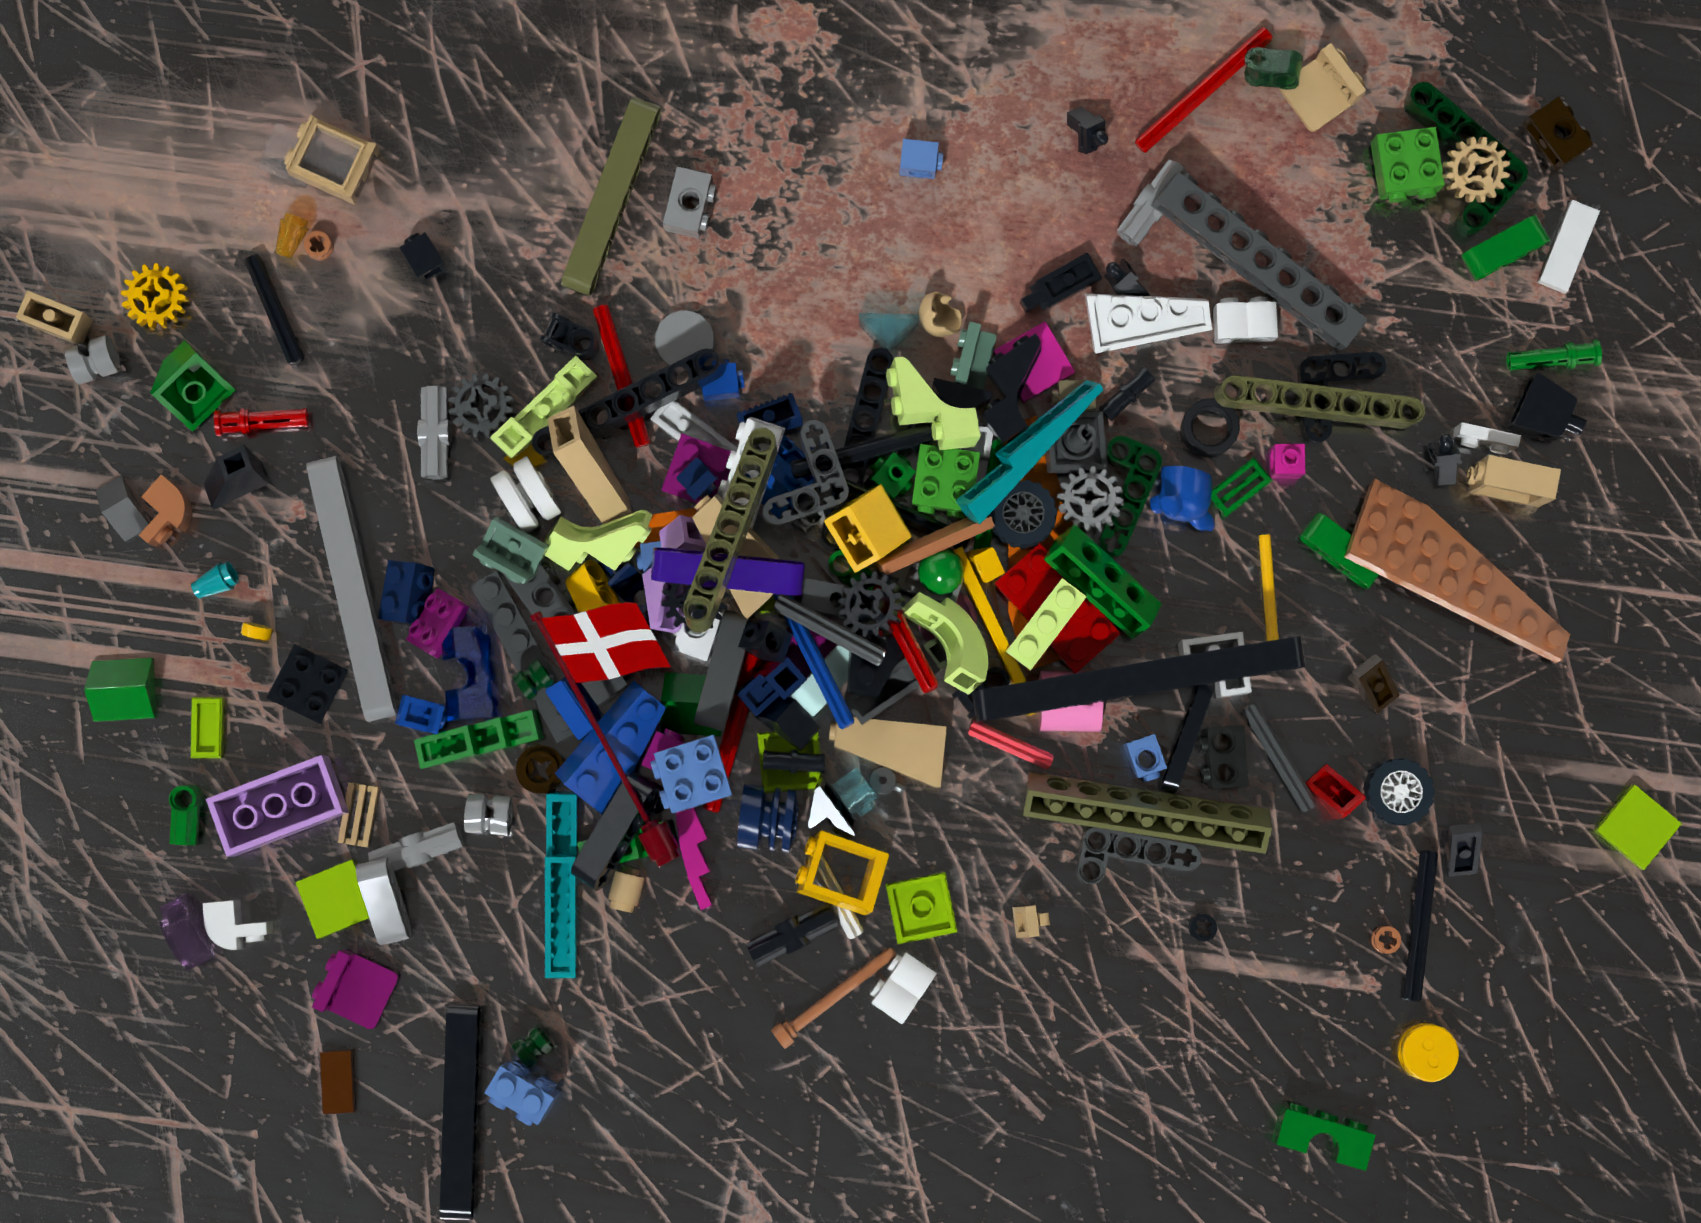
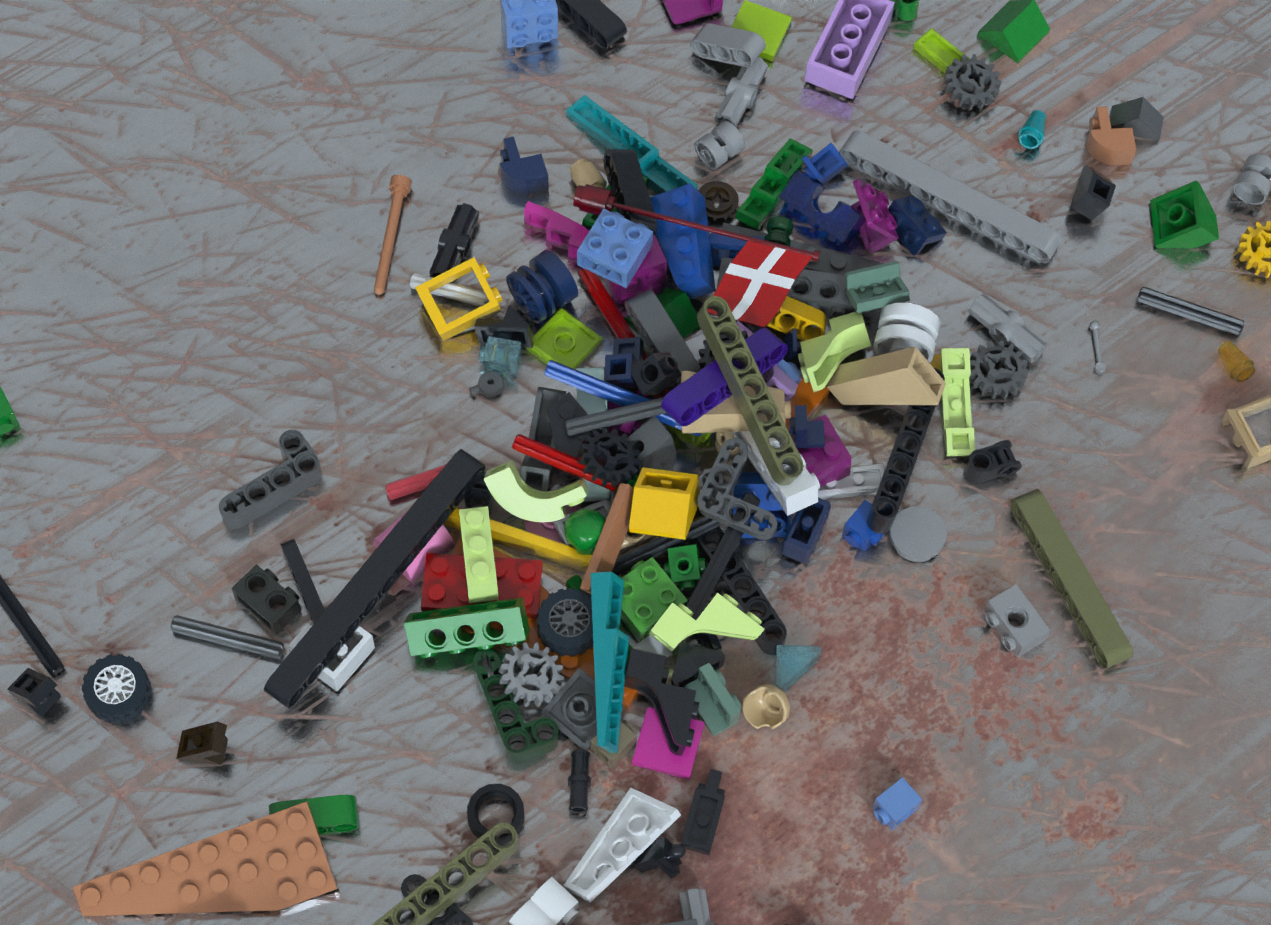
camera: 135 degrees right, 20 degrees down
(221, 660) = (972, 81): none -> dark grey gear
(246, 421) = (1125, 231): red pin -> none
(256, 631) = (976, 123): yellow tile -> none
(306, 683) = (913, 122): black hinge -> none
(327, 243) = (1206, 378): nougat bush -> none
(358, 815) = (792, 93): tan tile -> none
(396, 335) = (1100, 367): none -> light grey hinge
(422, 257) = (1140, 424): black brick -> none
(535, 1044) = (550, 51): dark green wheel -> none
(619, 369) = (939, 476): red axle -> none
(676, 946) = (524, 174): none -> dark blue brick
(789, 721) = (587, 354): black slope -> none
(793, 761) = (560, 336): black pin -> none
(899, 746) = (499, 409): tan slope -> none
(903, 987) = (349, 273): white brick -> none
(921, 908) = (385, 332): lime tile -> none
(985, 564) = (561, 568): yellow slope -> none
(1028, 921) = (303, 382): tan tile -> none
(1147, 812) = (274, 512): olive brick -> none
(1148, 744) = (330, 559): medium blue brick -> none
(1185, 496) = (466, 741): blue piece -> none
(1212, 928) = (173, 475): black bush -> none
(1219, 503) = (429, 819): green tile -> none
(1268, 587) = (340, 741): yellow bar -> none
(1286, 461) = (415, 839): dark pink brick -> none
(1334, 792) = (163, 645): red slope -> none
(1379, 946) = (33, 594): nougat bush -> none

